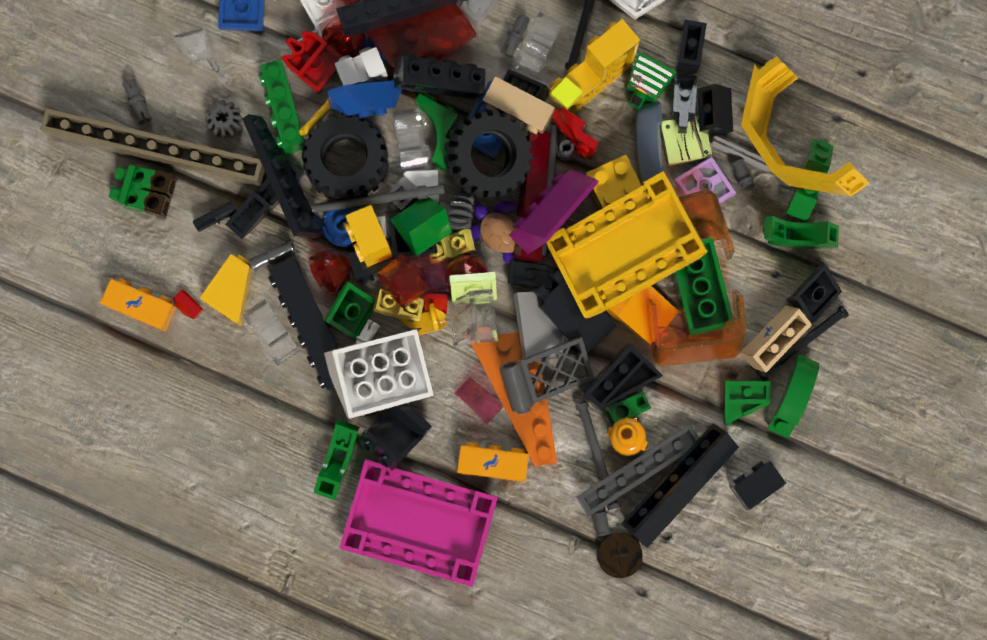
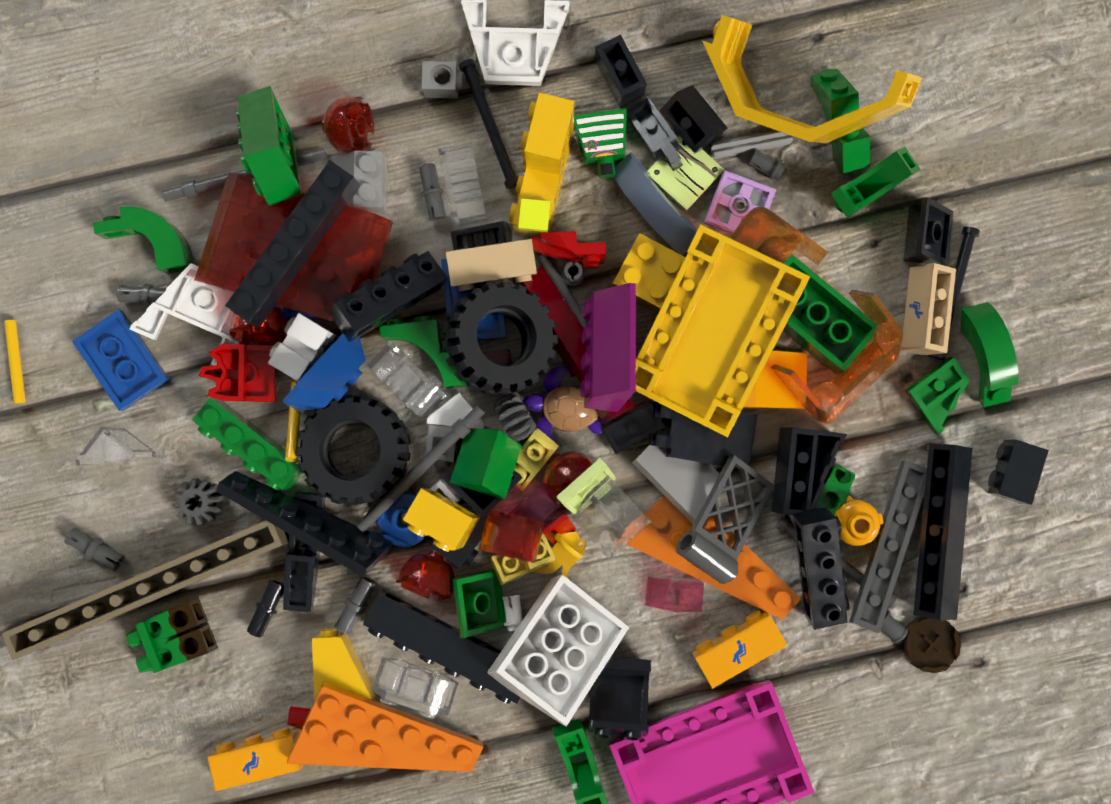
camera: 30 degrees left, 5 degrees up
(219, 337) = (366, 733): none -> orange wing
(583, 447) = (821, 567): none -> black brick

